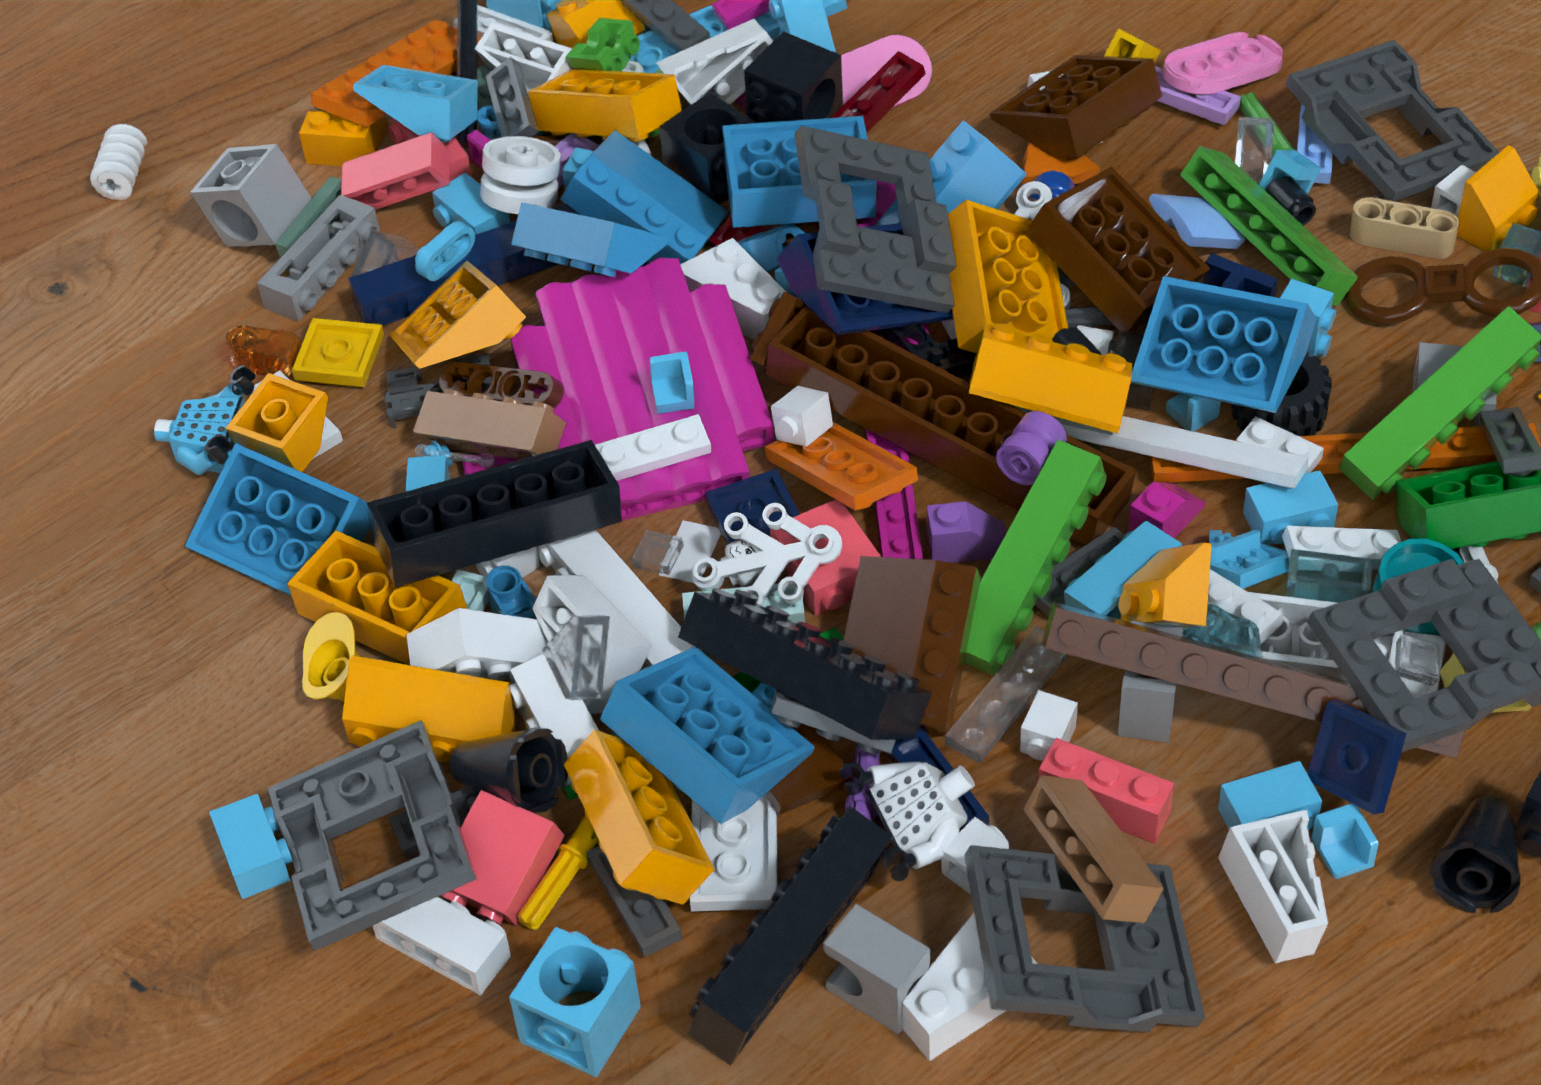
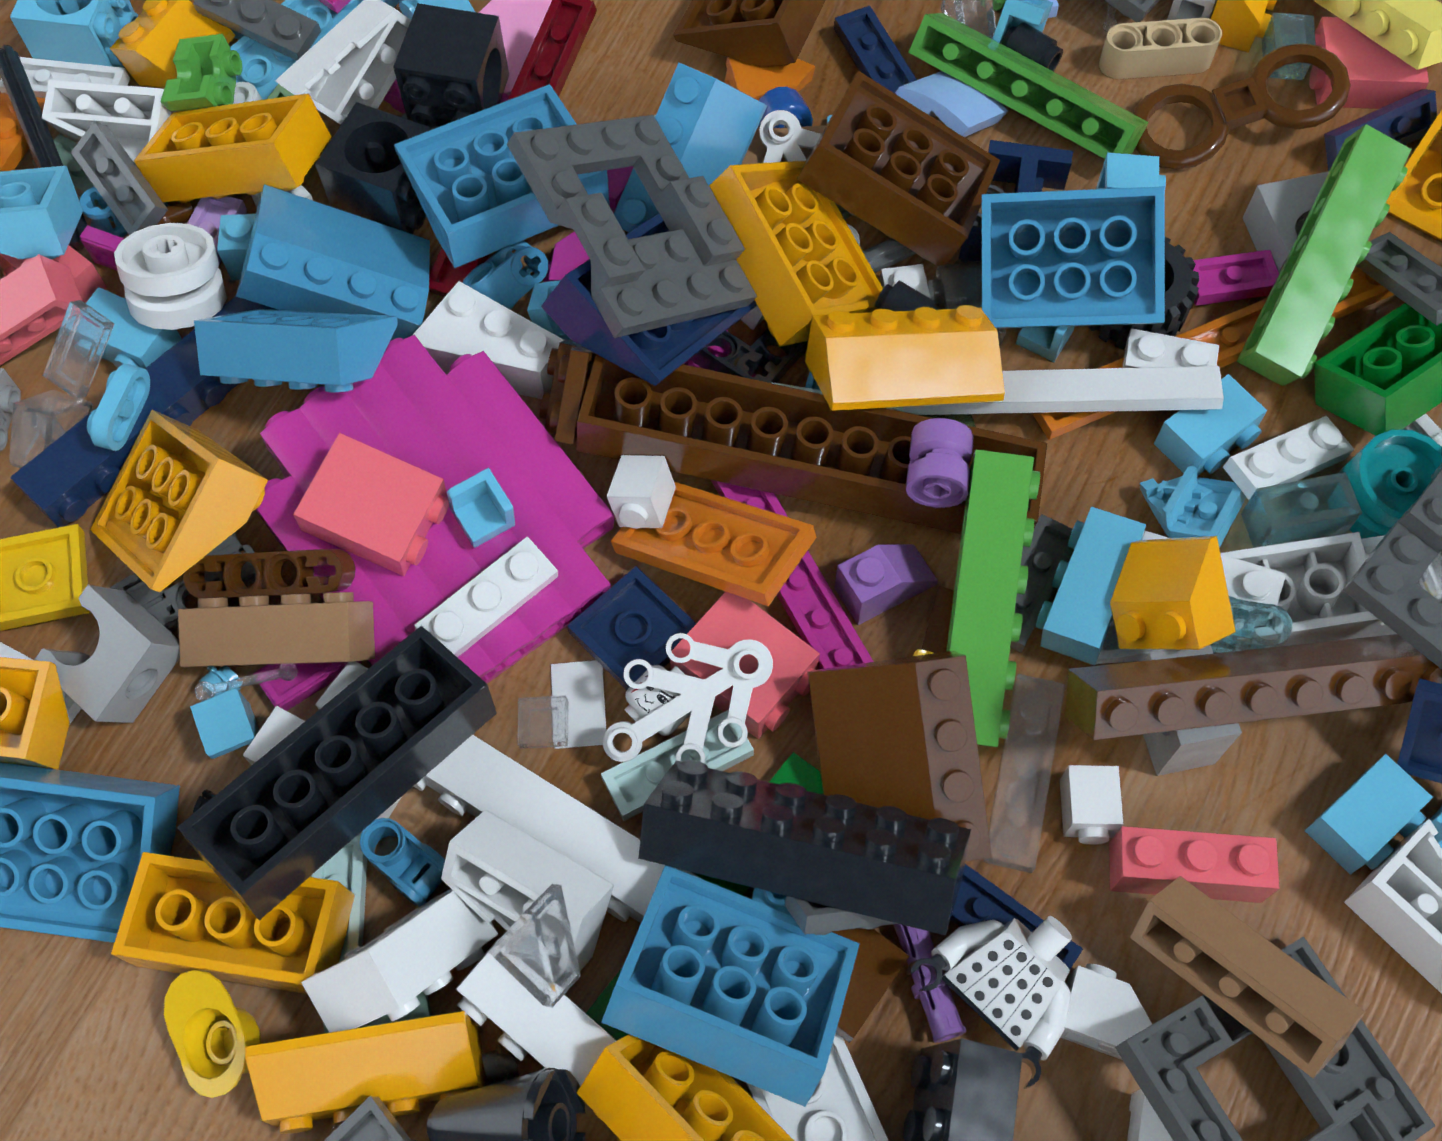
camera: 25 degrees left, 15 degrees up
(375, 418) = (127, 663): none -> light grey piece
(432, 209) = (78, 349): none -> clear tile
(593, 357) = (372, 505): none -> coral brick
(1154, 165) = (873, 48): none -> dark blue plate
(1165, 507) = (1082, 477): dark pink slope -> none
(1362, 407) = (1235, 277): none -> dark pink plate

